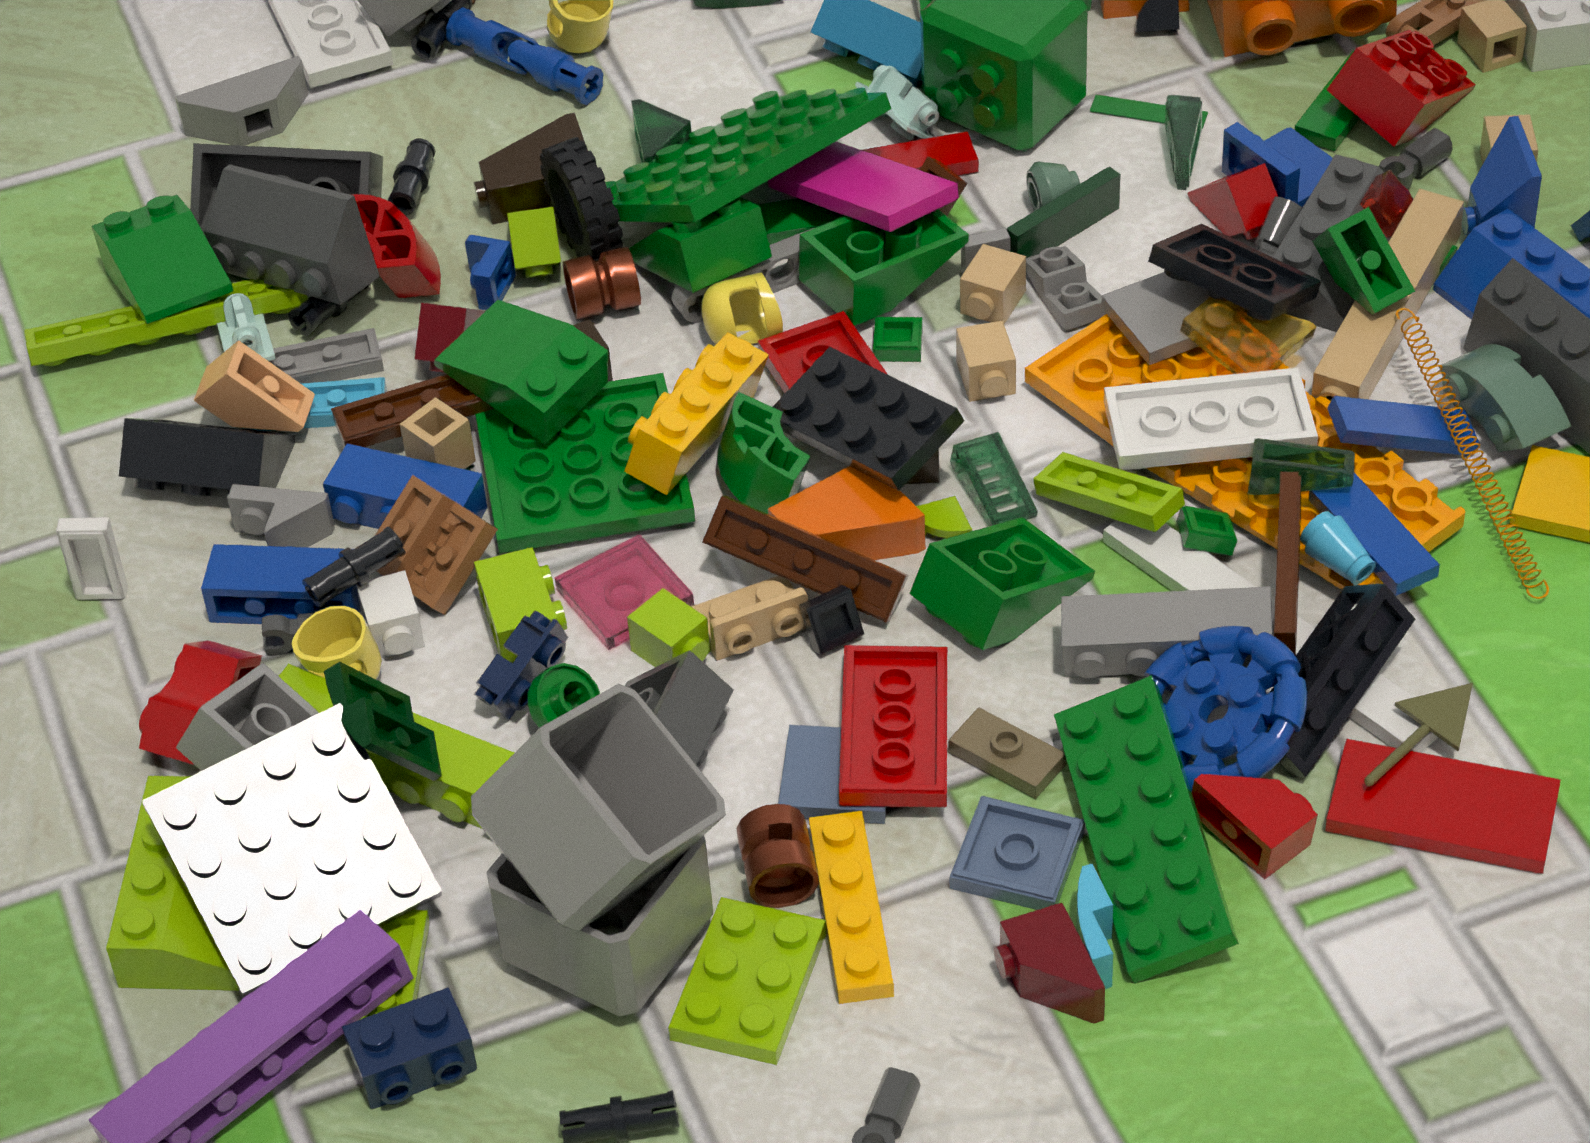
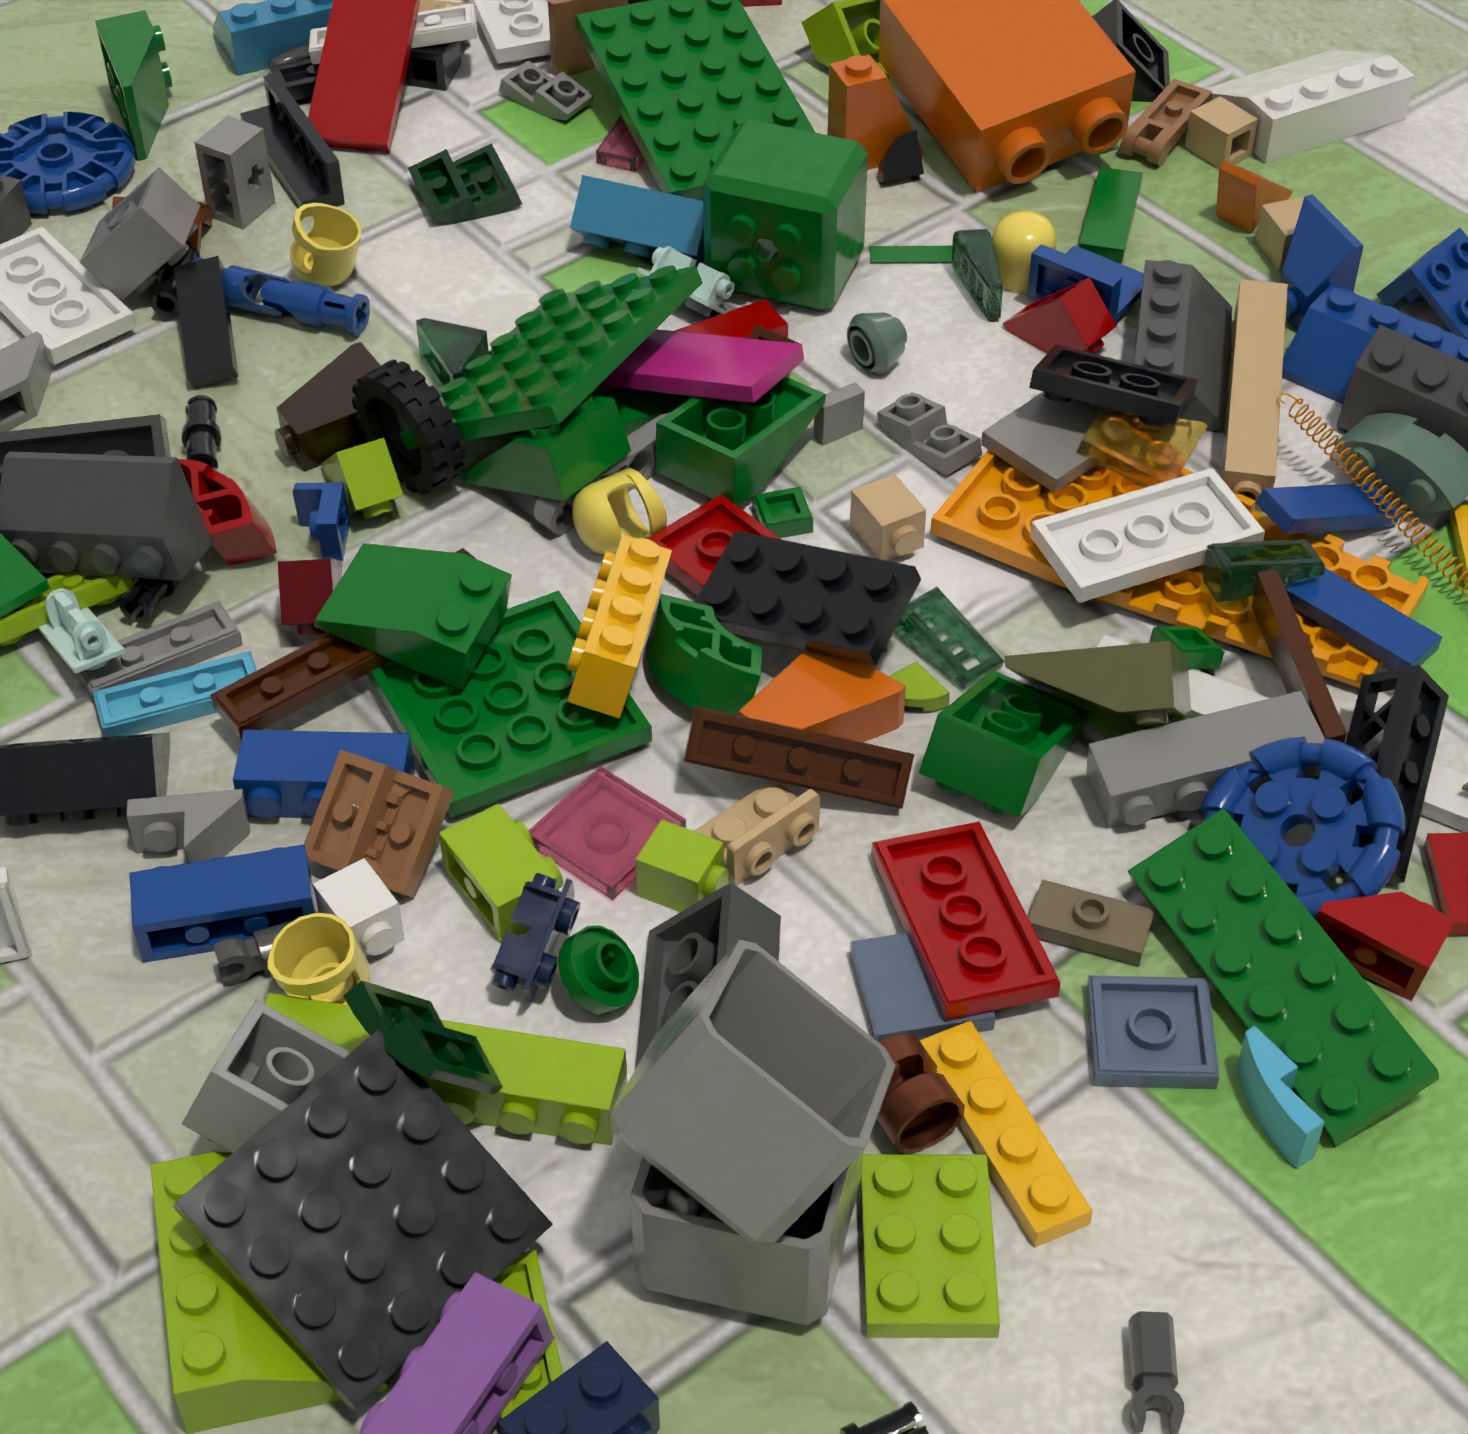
camera: 20 degrees left, 0 degrees up
(198, 676) = (173, 1043): red brick -> none
(253, 392) = (112, 693): light nougat slope -> none
(353, 567) = (309, 866): black pin -> none
(438, 436) = (344, 701): tan brick -> none
(450, 70) = (205, 322): none -> black tile
(601, 283) = (450, 511): copper wheel -> none
(831, 619) = (848, 817): black tile -> none
(992, 284) = (859, 441): tan brick -> none
(1050, 963) = (1254, 1148): dark red slope -> none
(1067, 214) = (902, 363): dark green tile -> none
(1109, 491) = (1072, 624): lime plate -> none
(1123, 548) = (1130, 681): none -> olive slope
(1224, 108) = (1014, 242): none -> light yellow helmet
(1276, 224) = (1119, 334): dark grey bar -> none
(1337, 547) = (1337, 639): medium azure cone -> none
(1363, 262) = (1232, 354): green slope -> none
(1387, 201) = (1214, 298): clear red plate -> none
(1400, 85) = (1164, 191): red slope -> none
(1419, 157) = (1211, 250): dark grey bar -> none
(1483, 95) = (1243, 193): none -> orange slope

